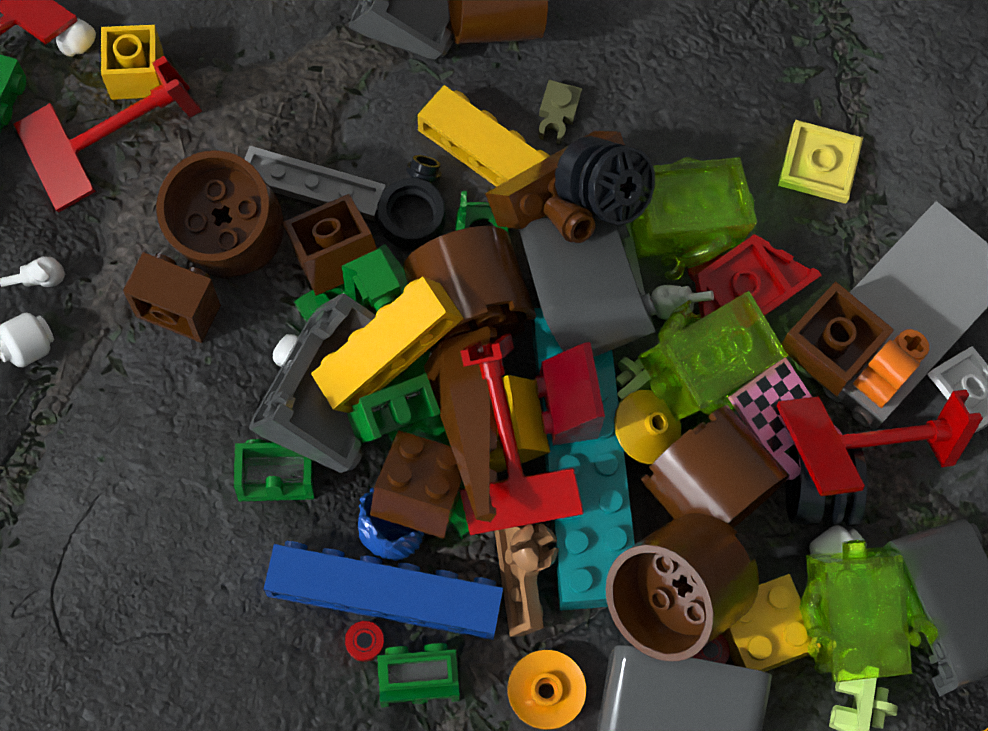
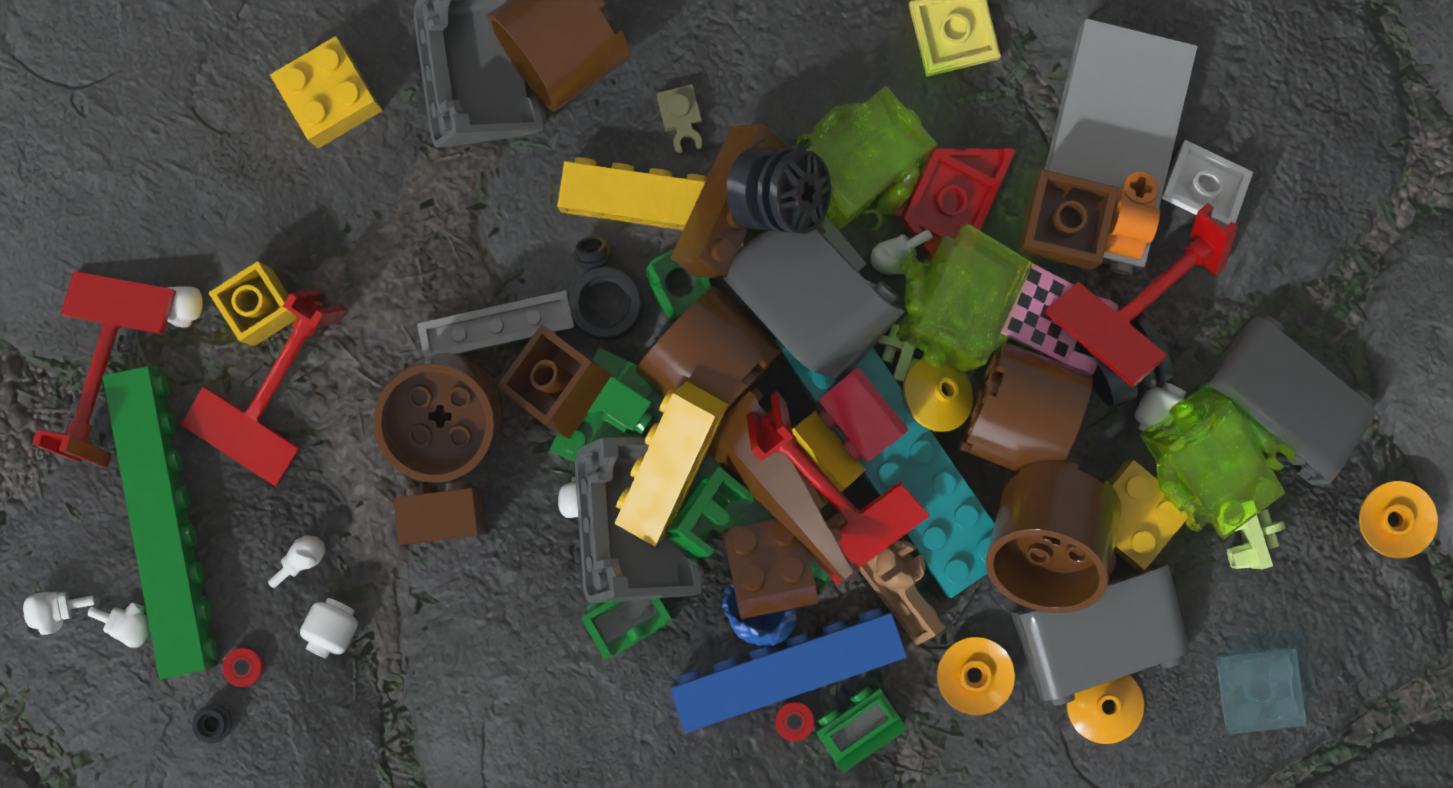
camera: 20 degrees left, 15 degrees up
(571, 220) = (768, 247): reddish brown cone -> none

